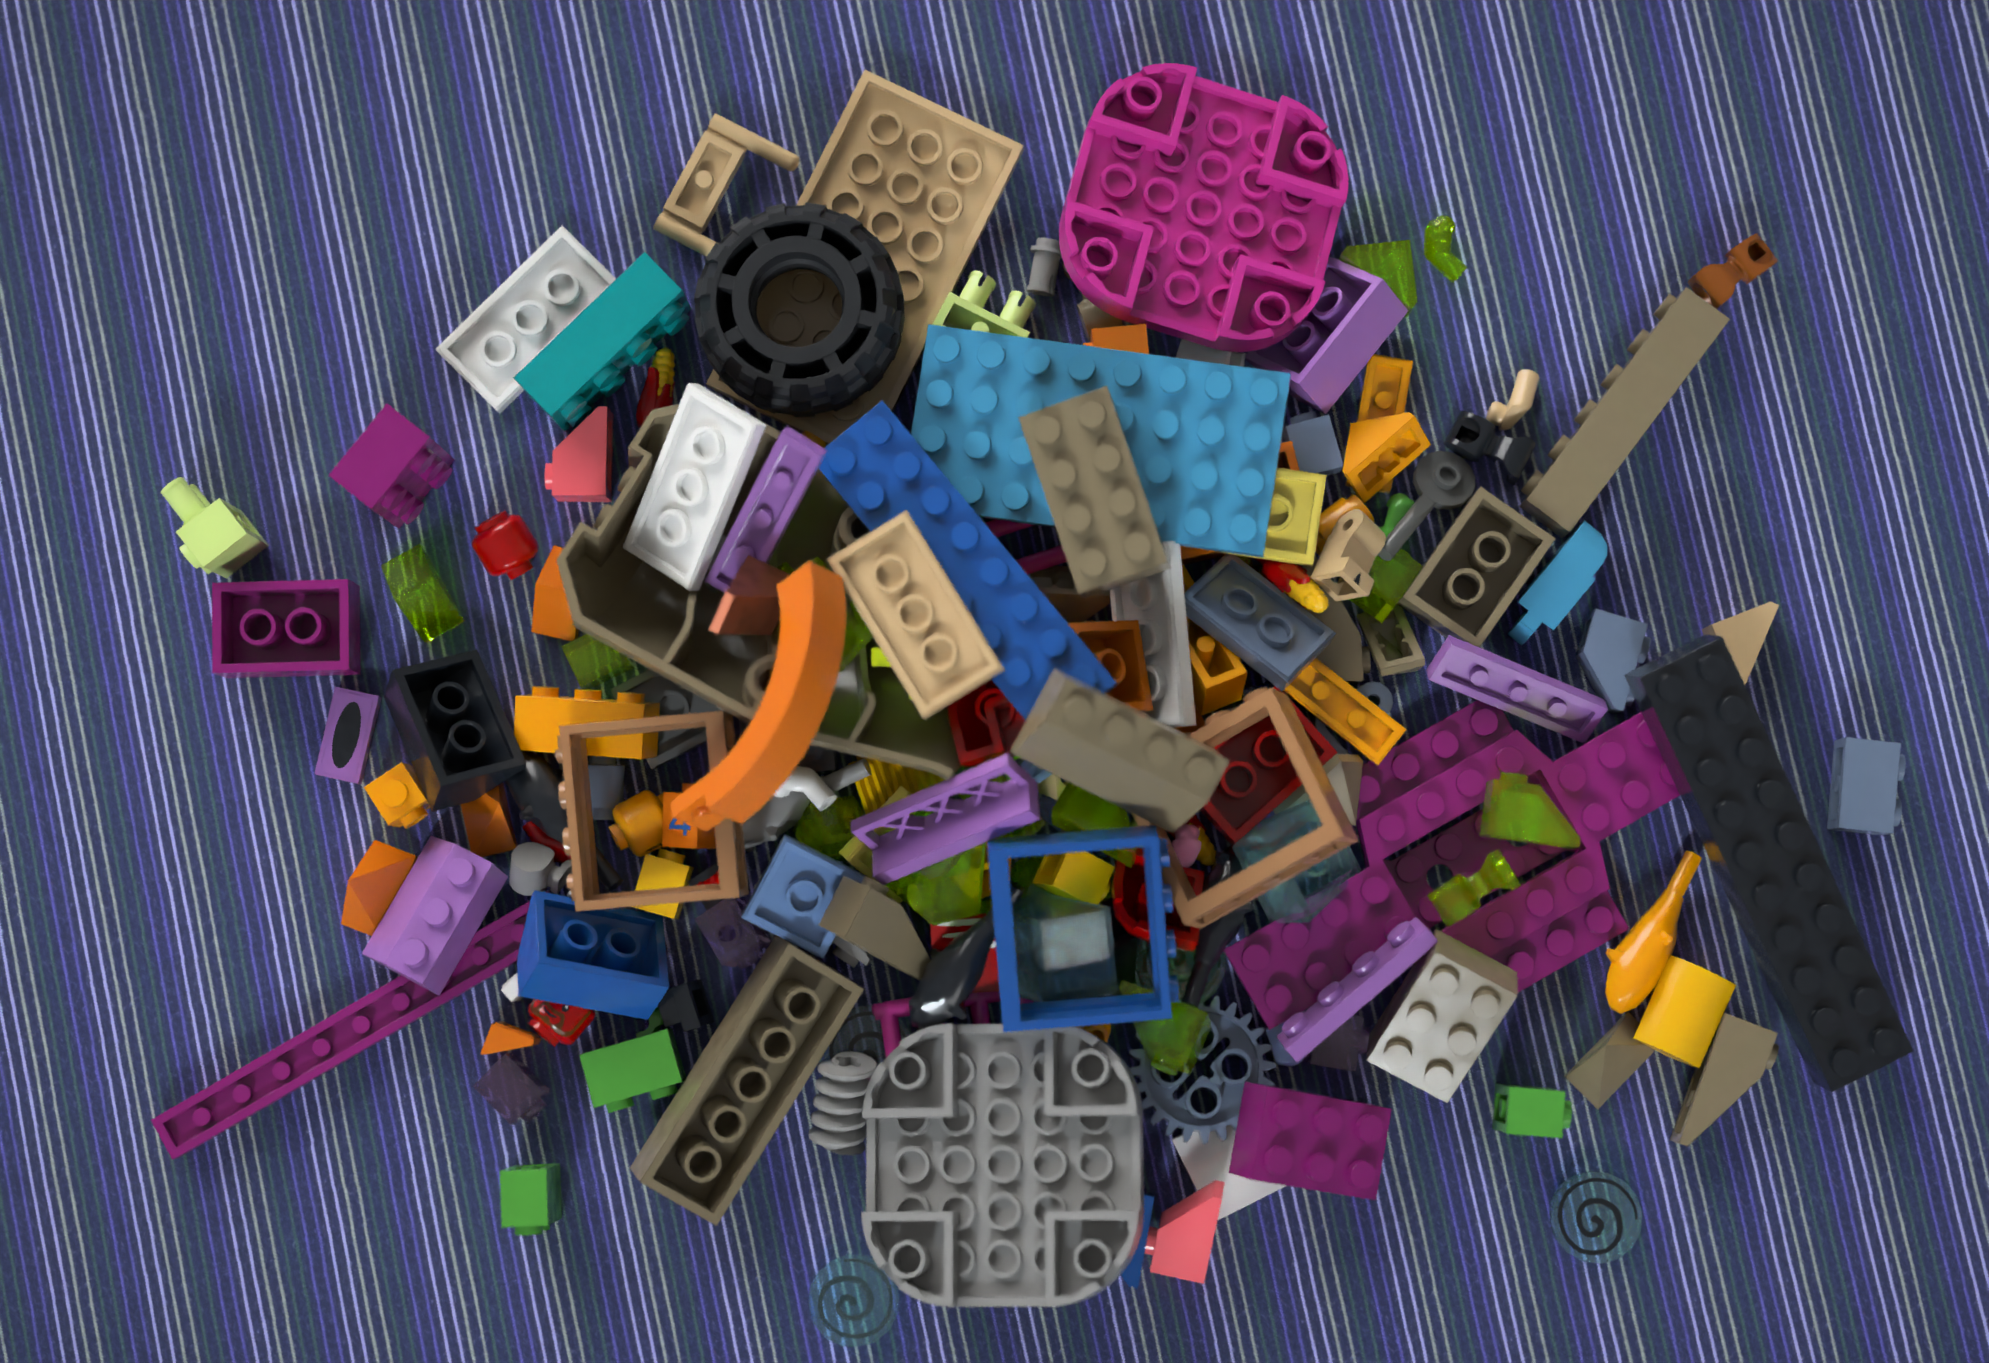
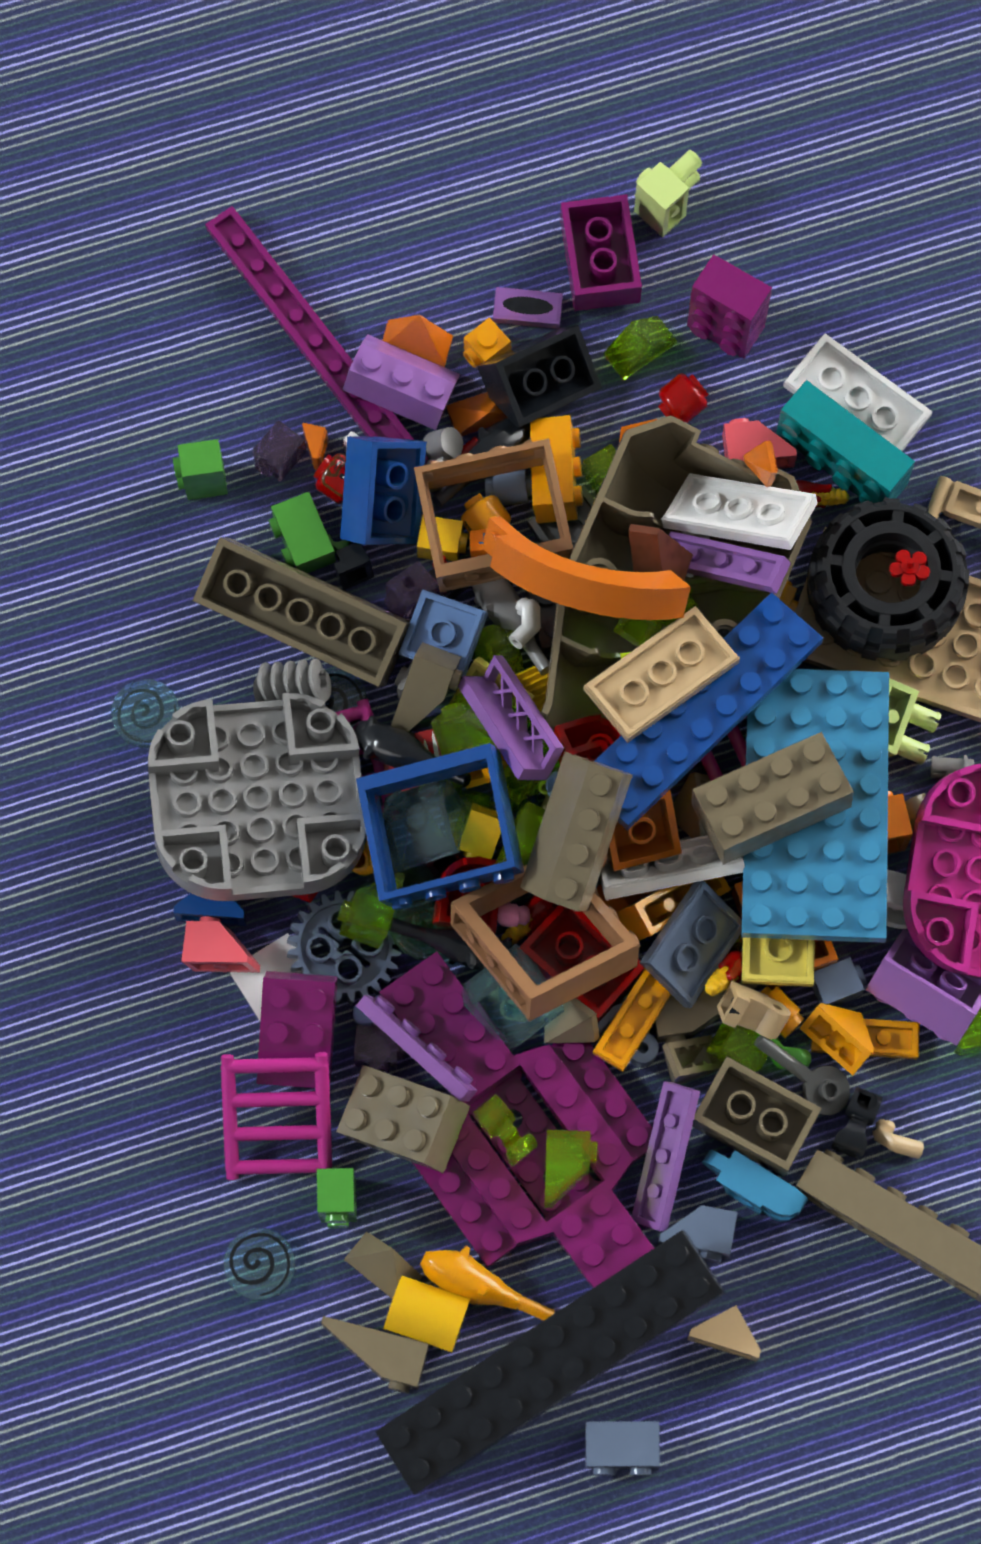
camera: 80 degrees right, 10 degrees down
(635, 446) = (762, 462): none -> orange slope
(801, 275) = (909, 567): none -> red plant
(1434, 1234) = (233, 1100): none -> dark pink bar

